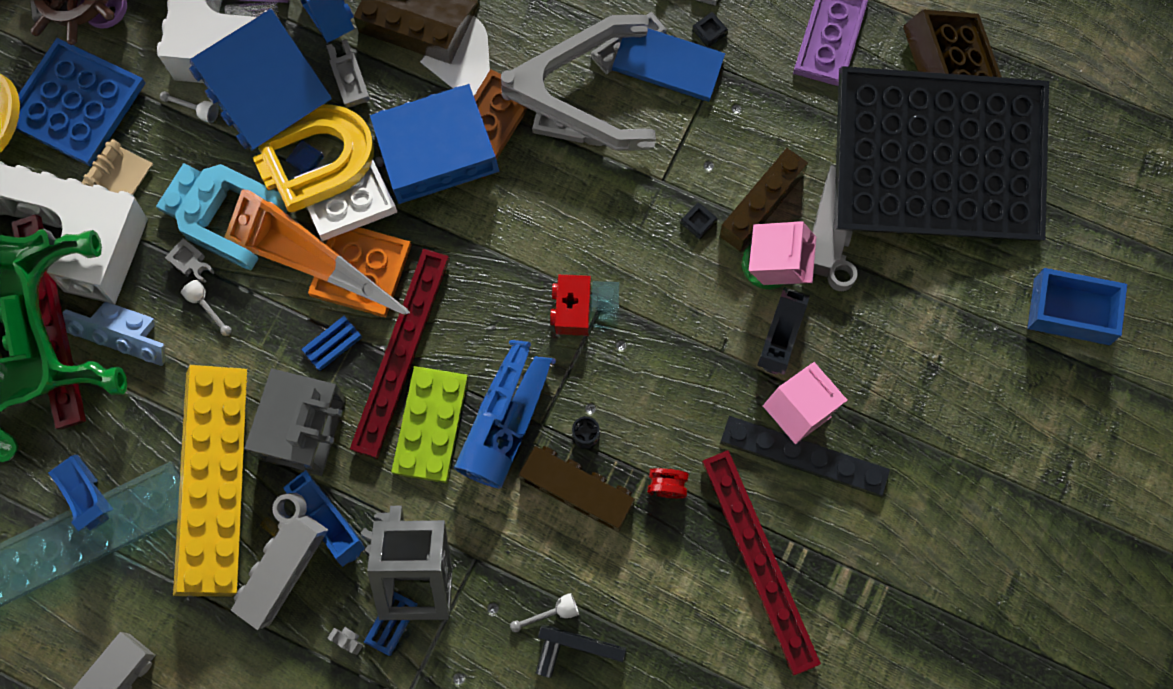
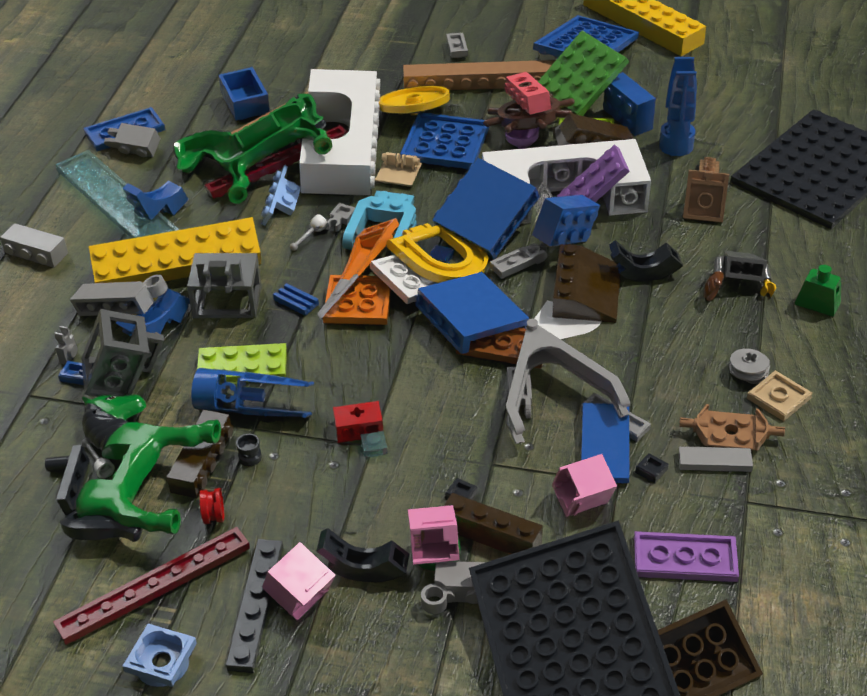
camera: 75 degrees right, 30 degrees down
(399, 354) = (296, 333): dark red plate -> none
(655, 605) = (106, 506): none -> green animal
(740, 95) = (584, 485): none -> bright pink piece
(880, 555) = (156, 641): none -> medium blue piece

